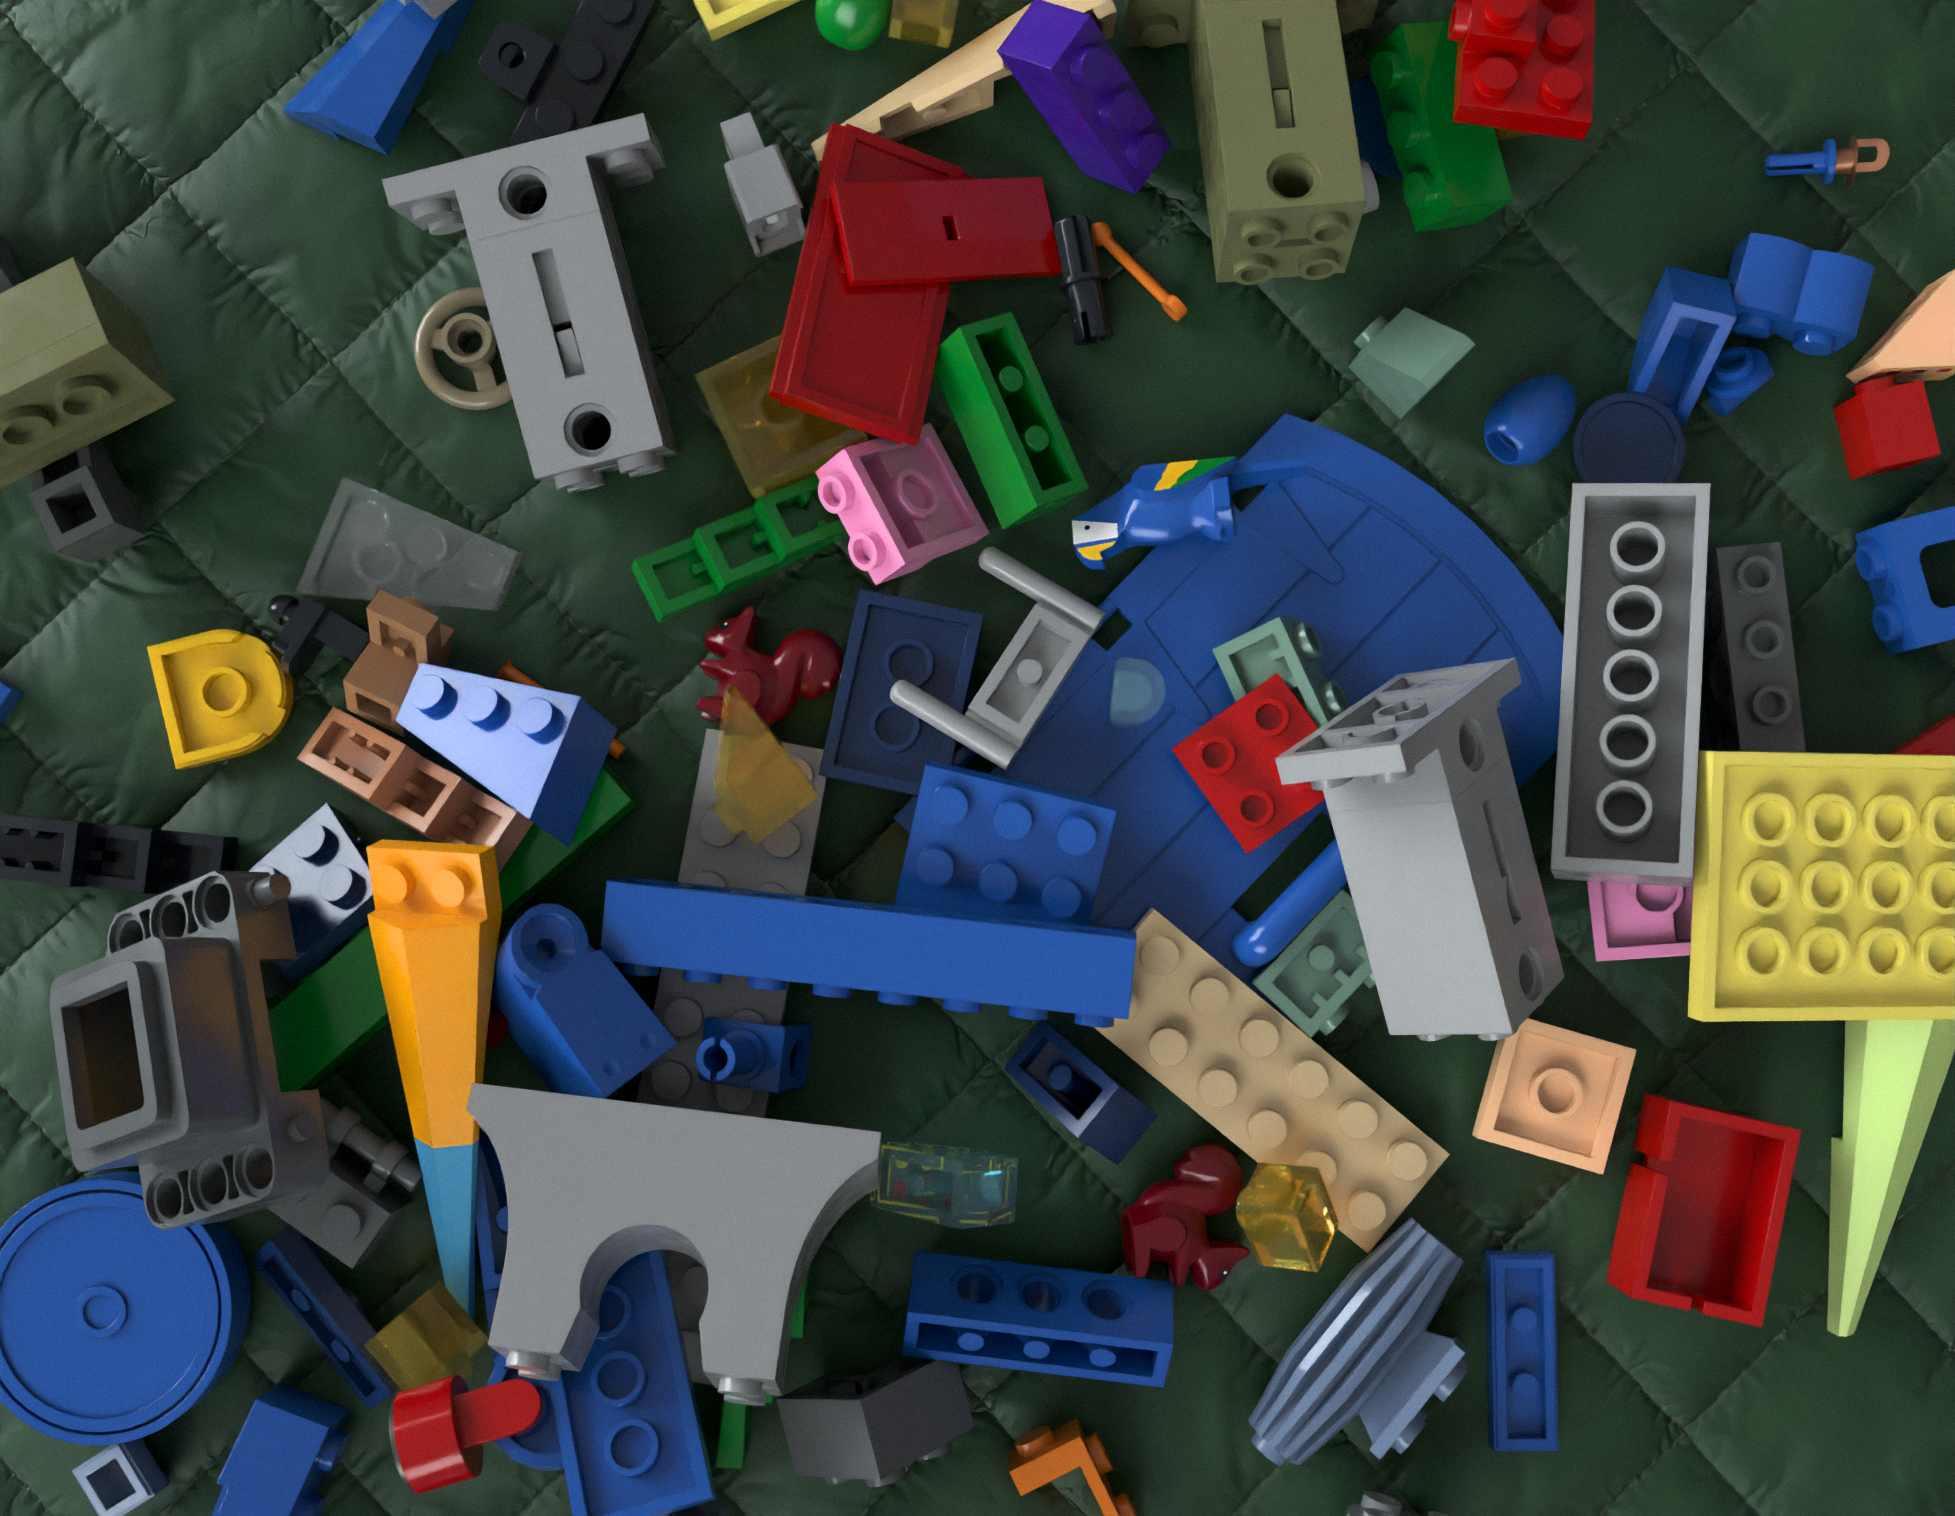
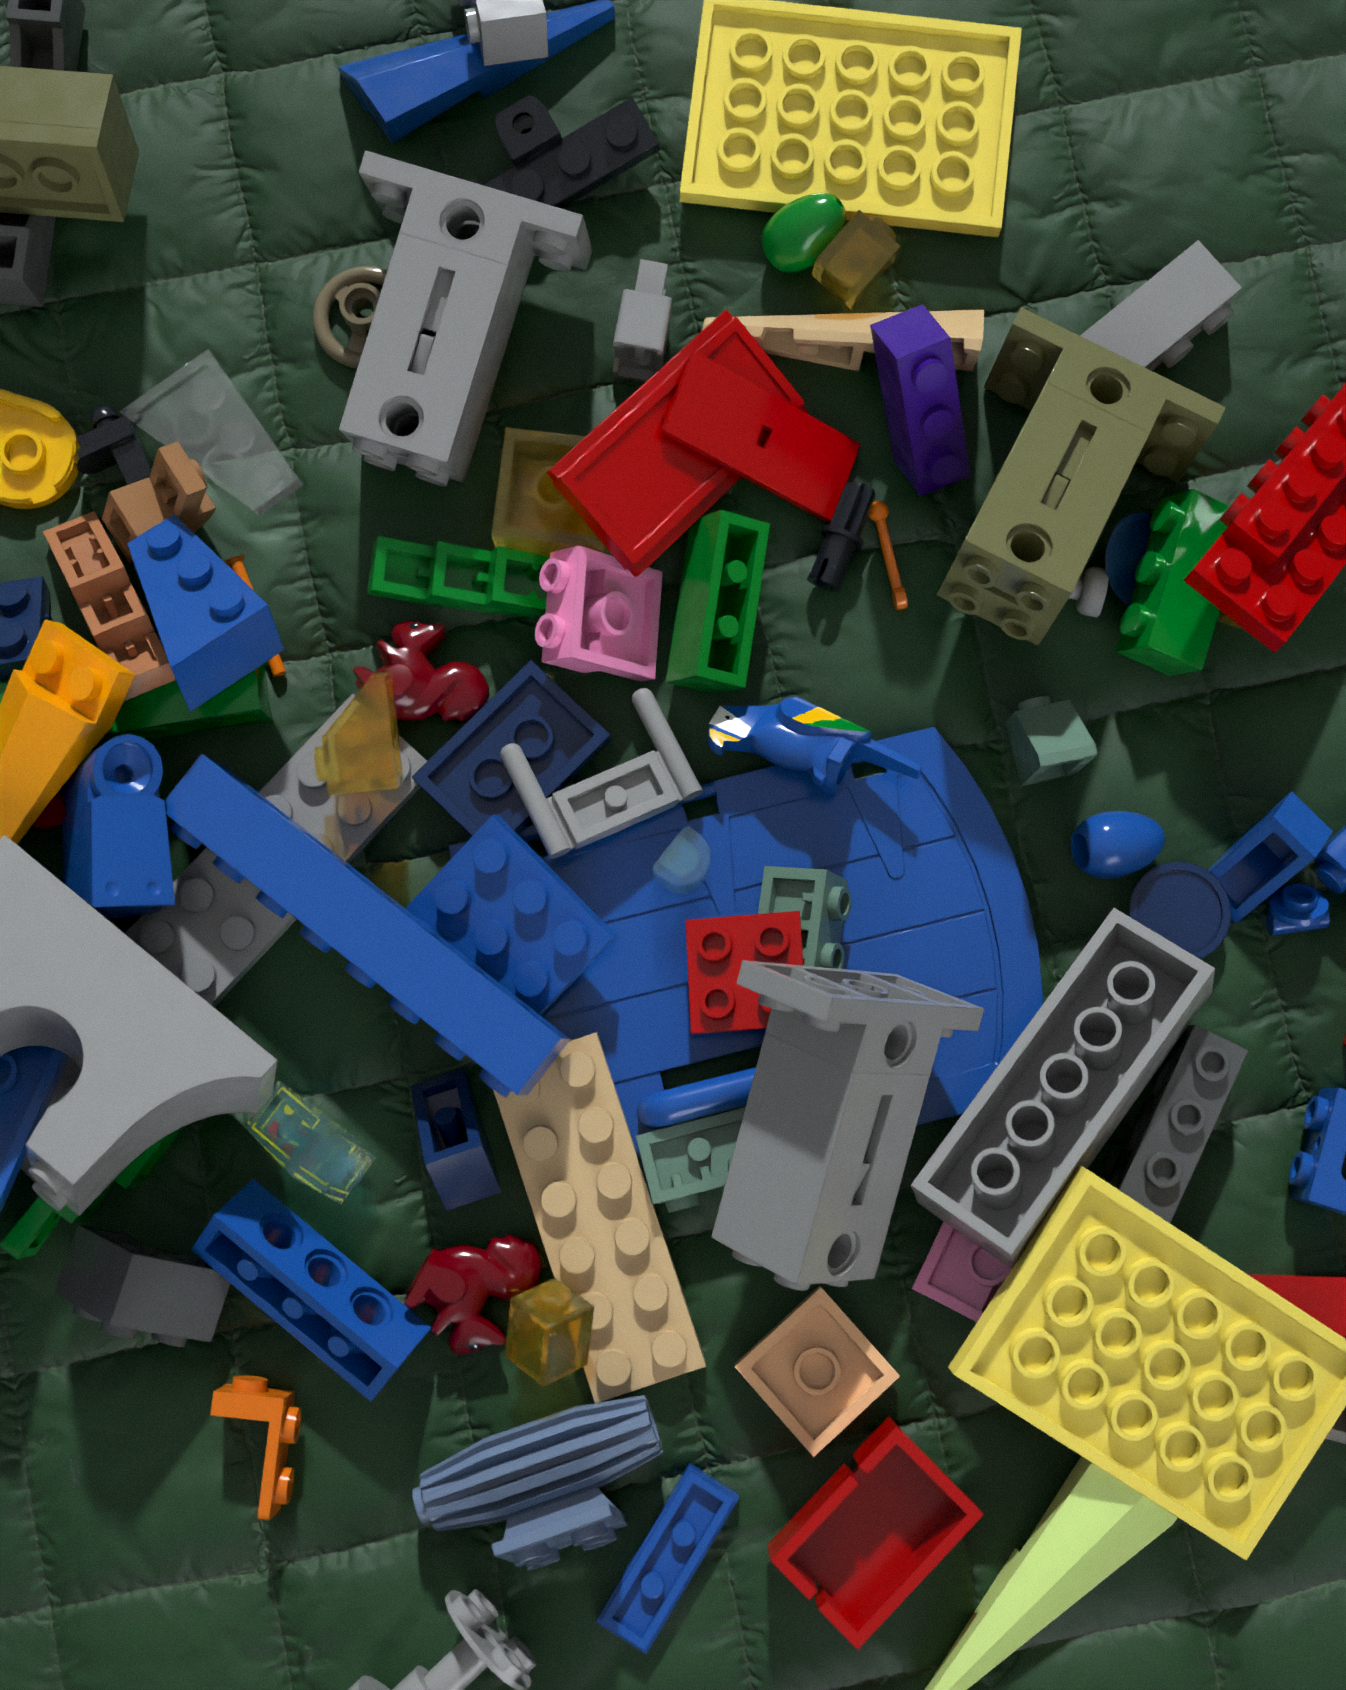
camera: 30 degrees right, 5 degrees down
(753, 1054) = (229, 954): blue bracket -> none

